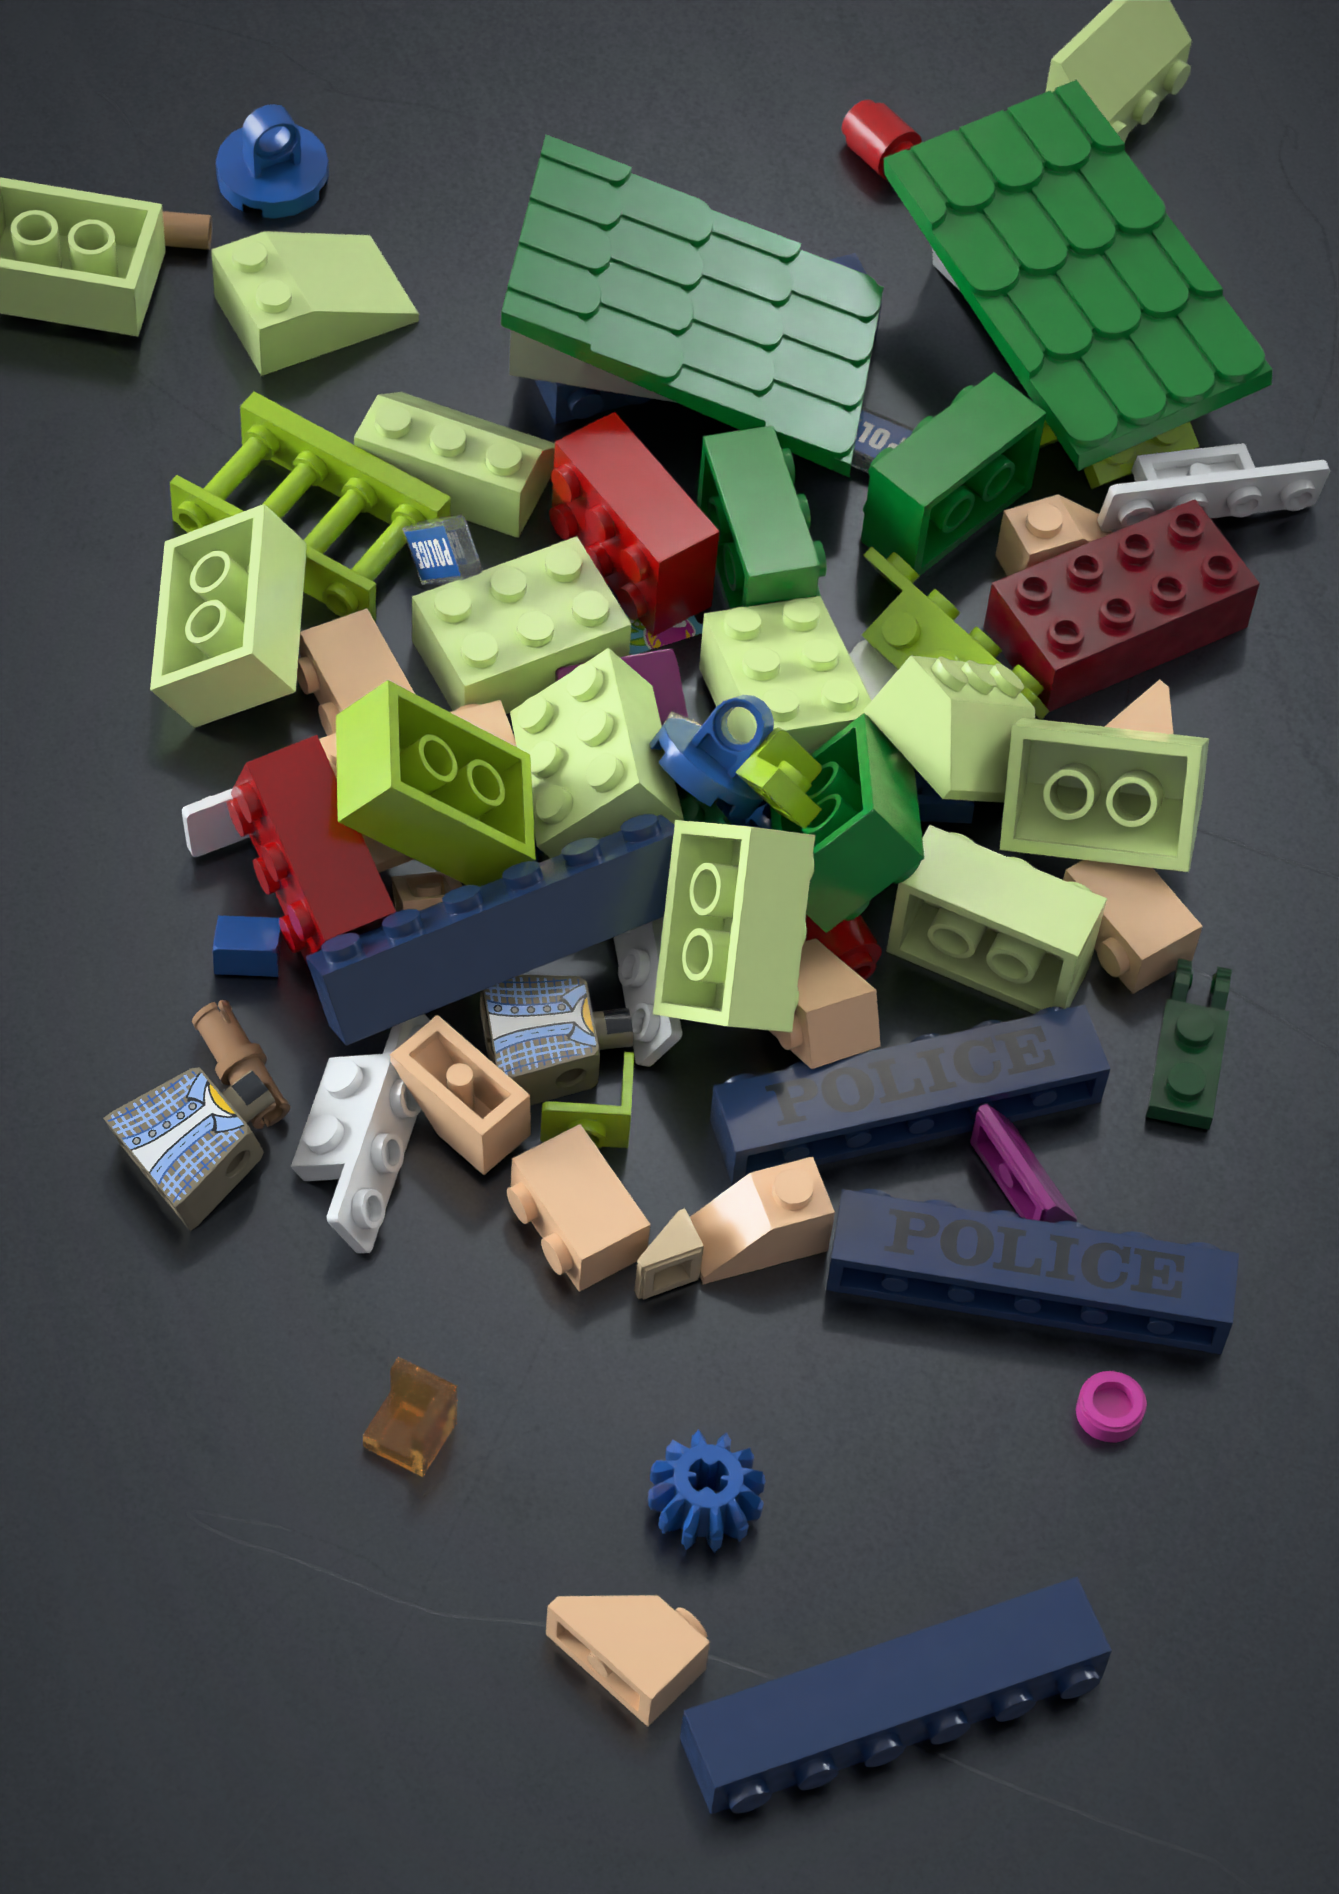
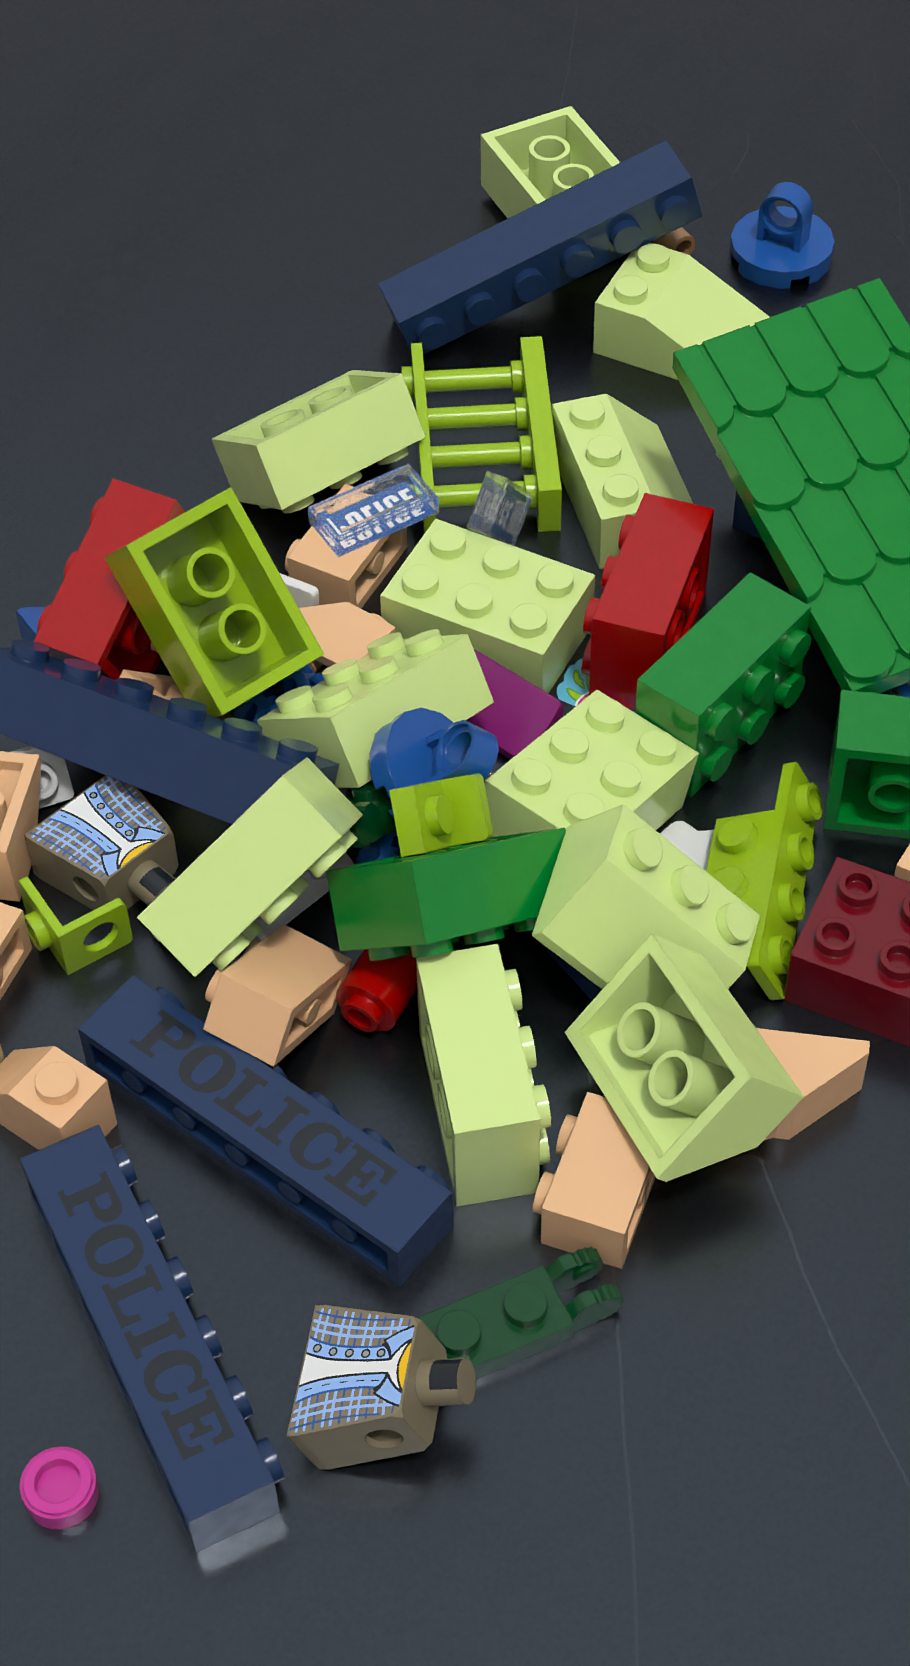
camera: 60 degrees right, 5 degrees down
(160, 322) = (542, 248): none -> dark blue brick
(360, 630) = (373, 510): none -> clear tile
(1017, 1168) = (256, 1262): magenta slope -> none
(1200, 1150) = (372, 1387): none -> torso

